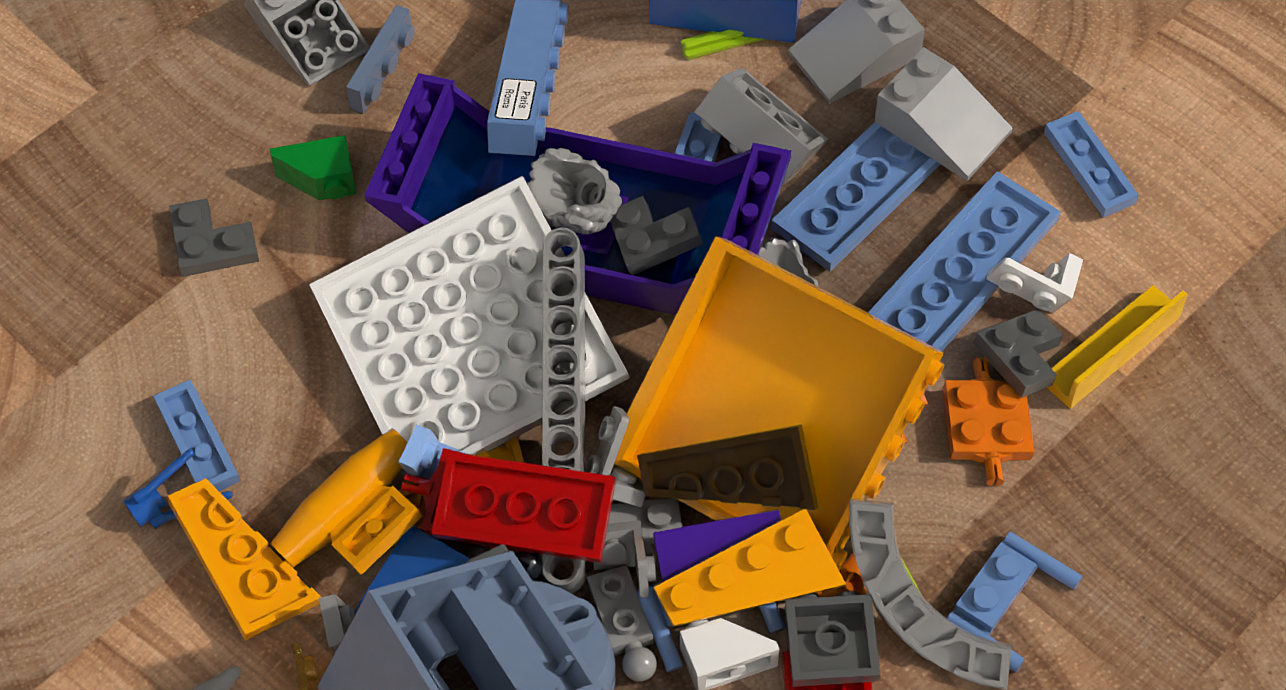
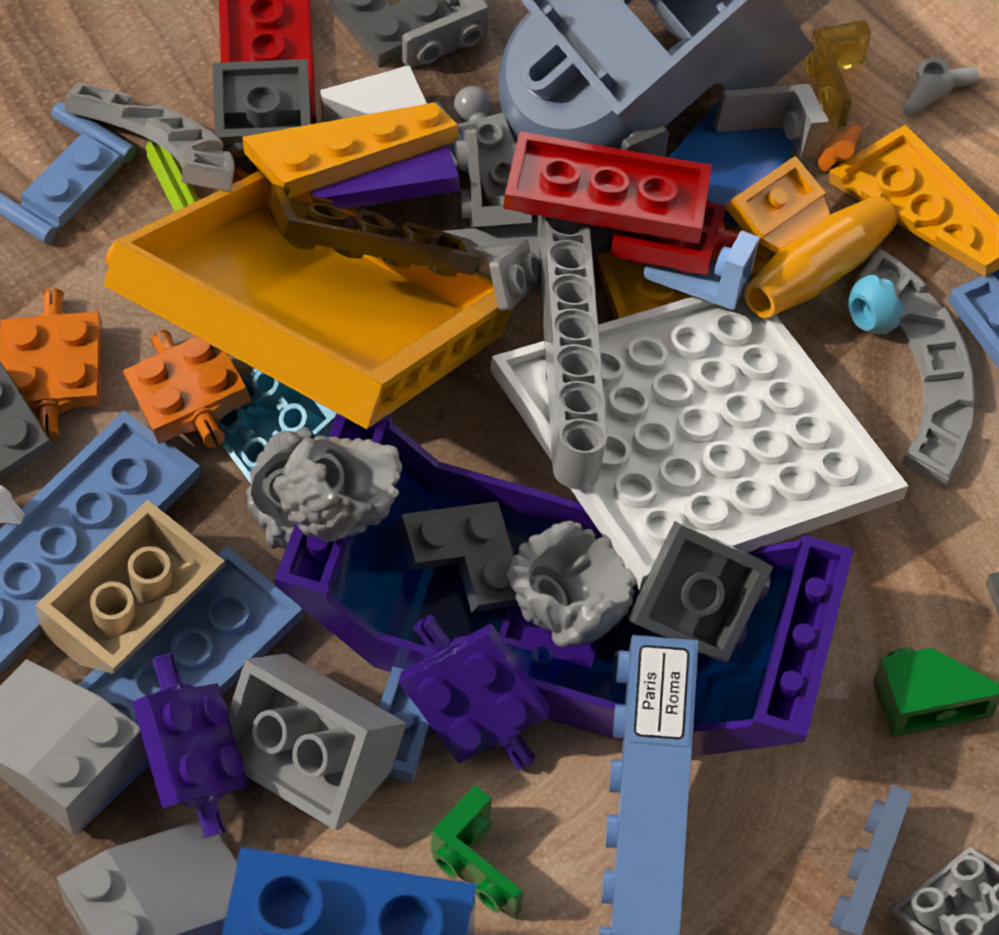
camera: 175 degrees right, 0 degrees up
(256, 424) = (943, 371): none -> light grey tile
(306, 617) = (839, 147): none -> orange animal
(307, 459) = (875, 305): none -> medium azure plate
(476, 175) = (701, 592): none -> dark grey plate
(647, 133) = (474, 693): none -> dark purple plate
(658, 67) = (468, 825): none -> green bracket
(745, 177) = (338, 485): none -> light grey hair
(844, 110) = (190, 745): none -> dark purple plate
(897, 217) = (126, 590): none -> tan slope

